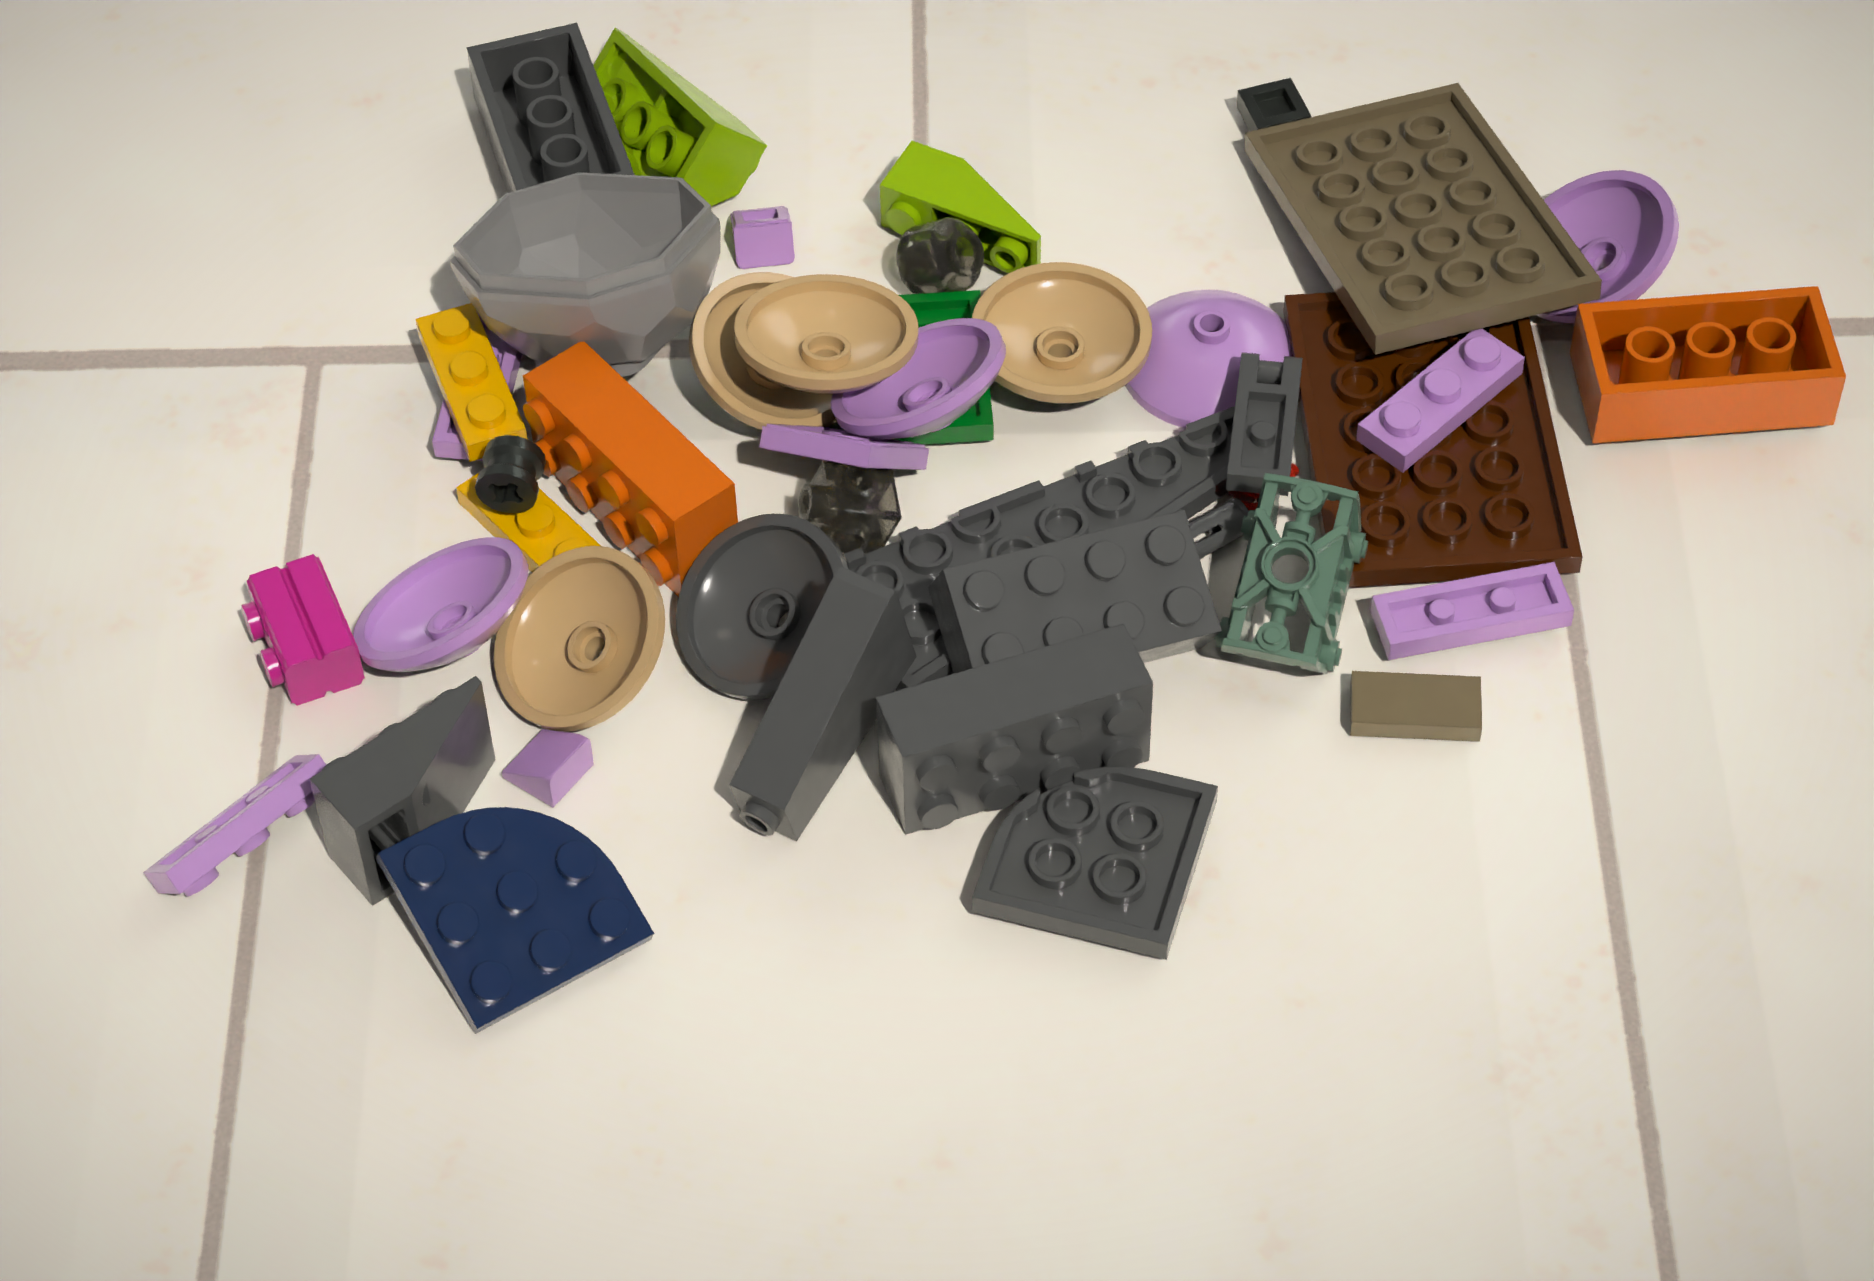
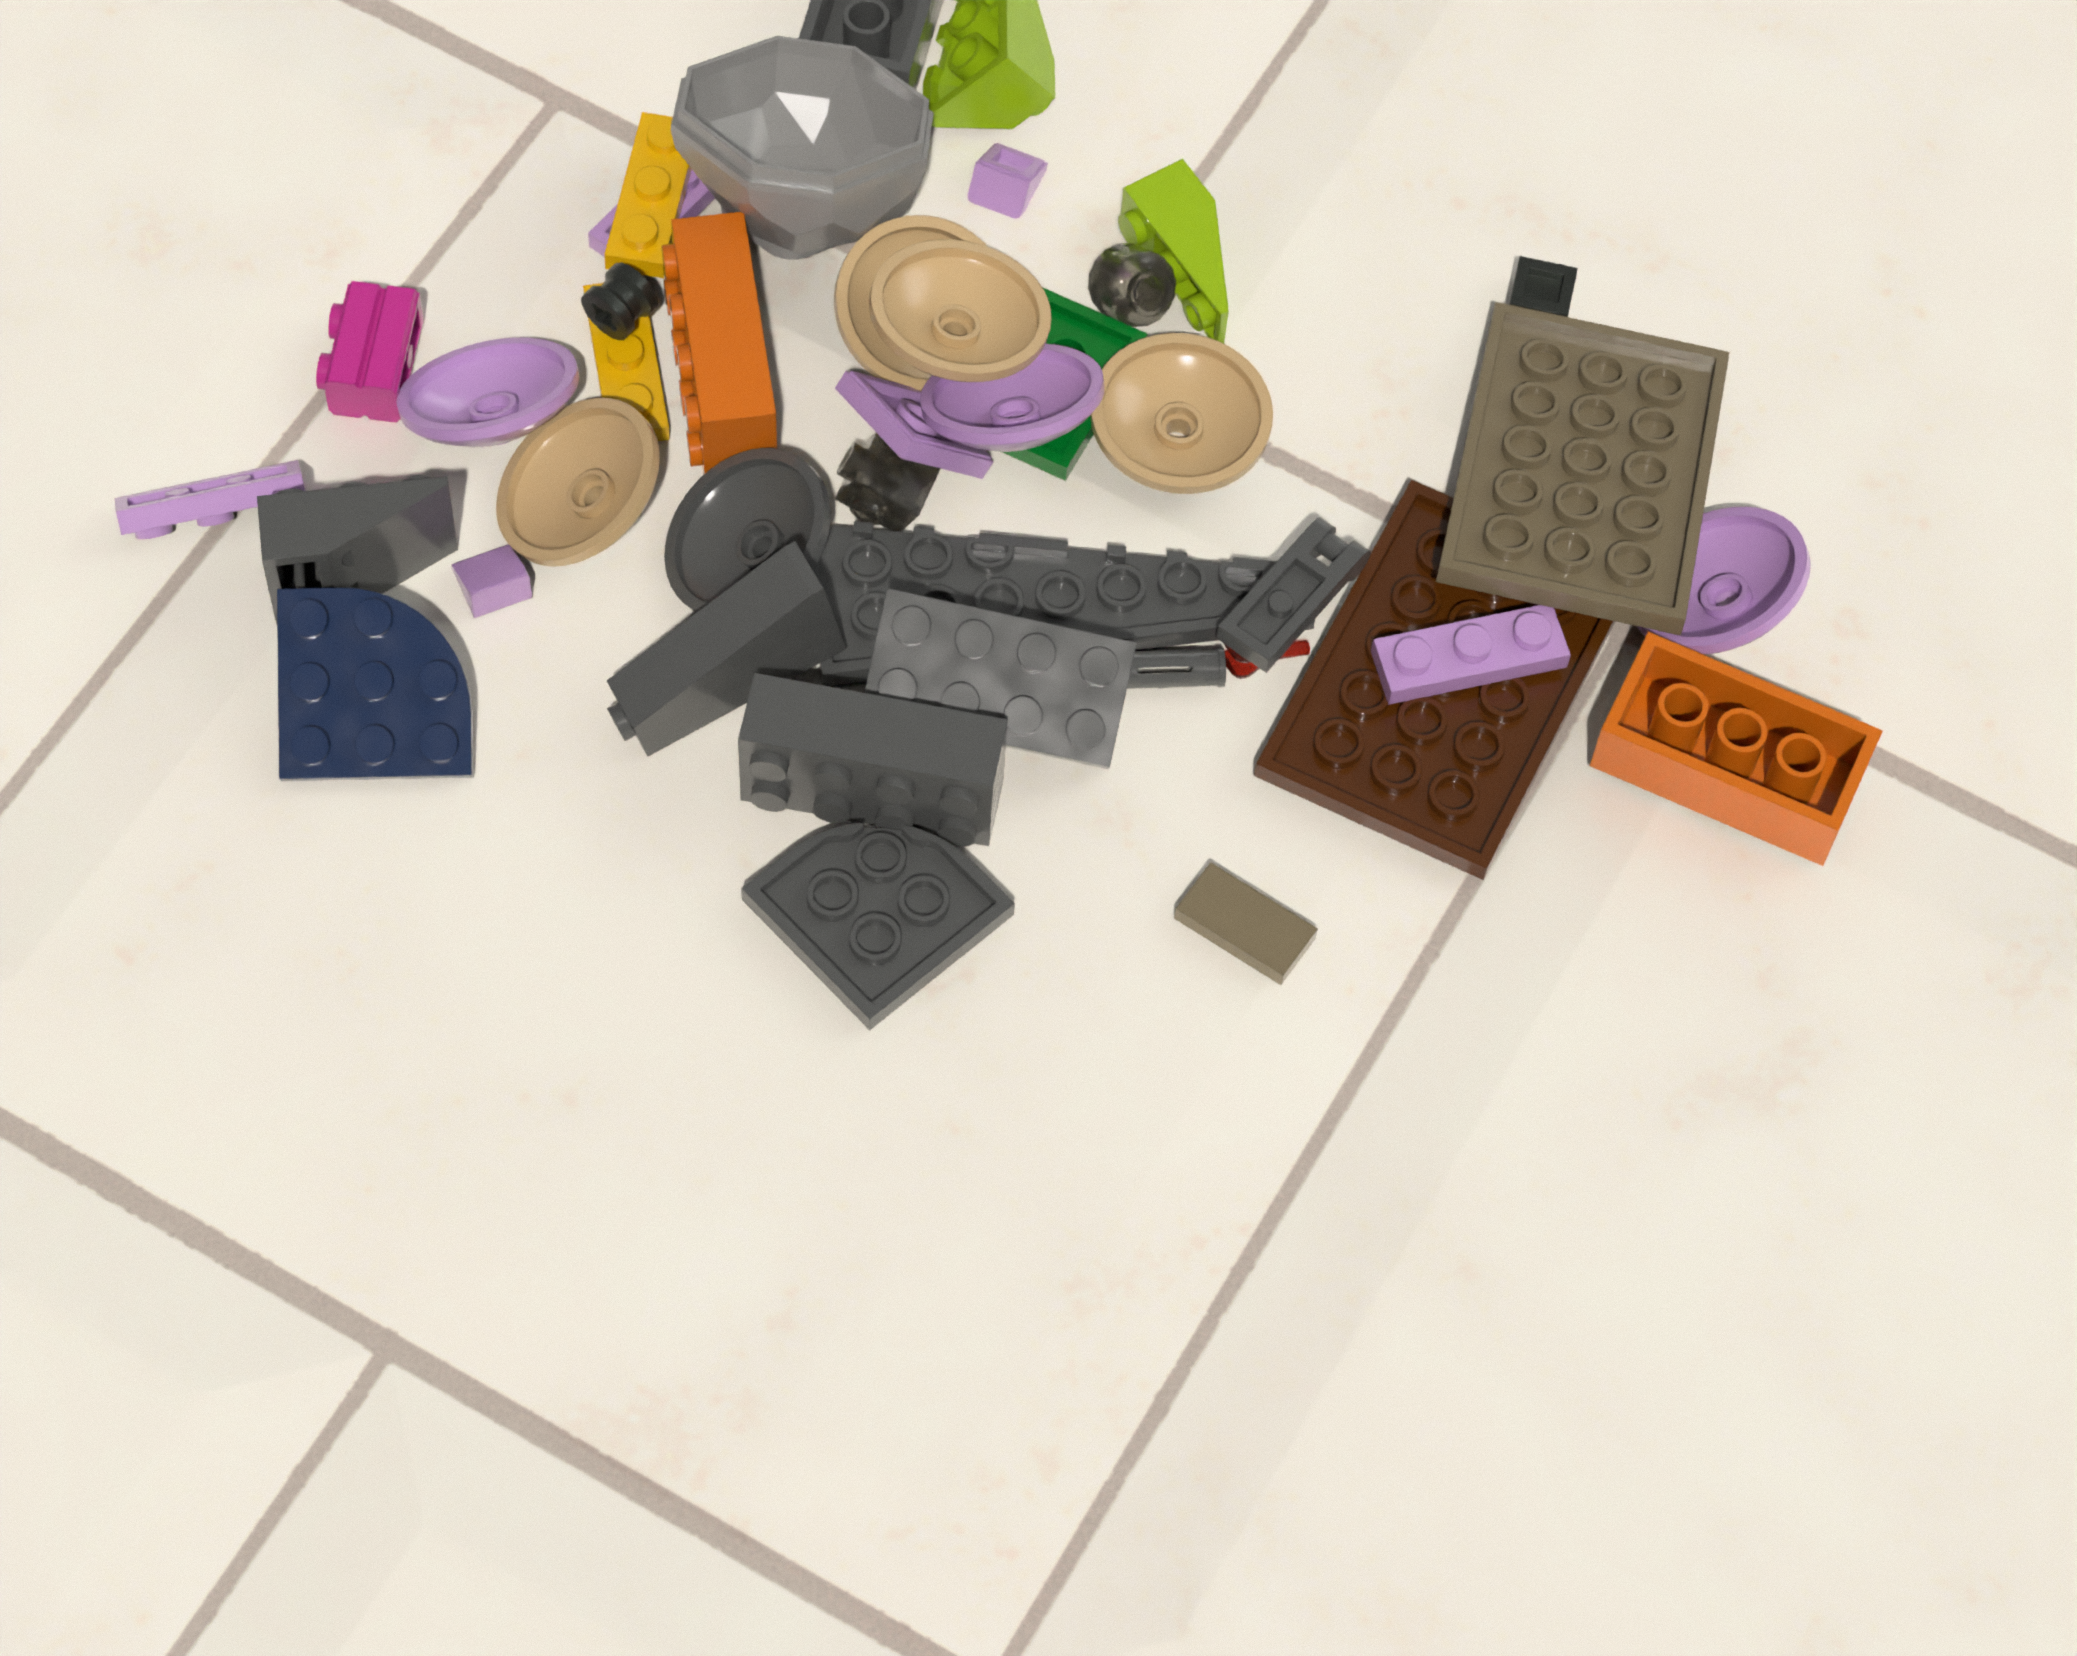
camera: 25 degrees right, 10 degrees up
(1199, 352) = (1276, 502): lavender dish -> none
(1320, 591) = (1228, 775): sand green piece -> none
(1471, 610) = (1356, 864): lavender plate -> none

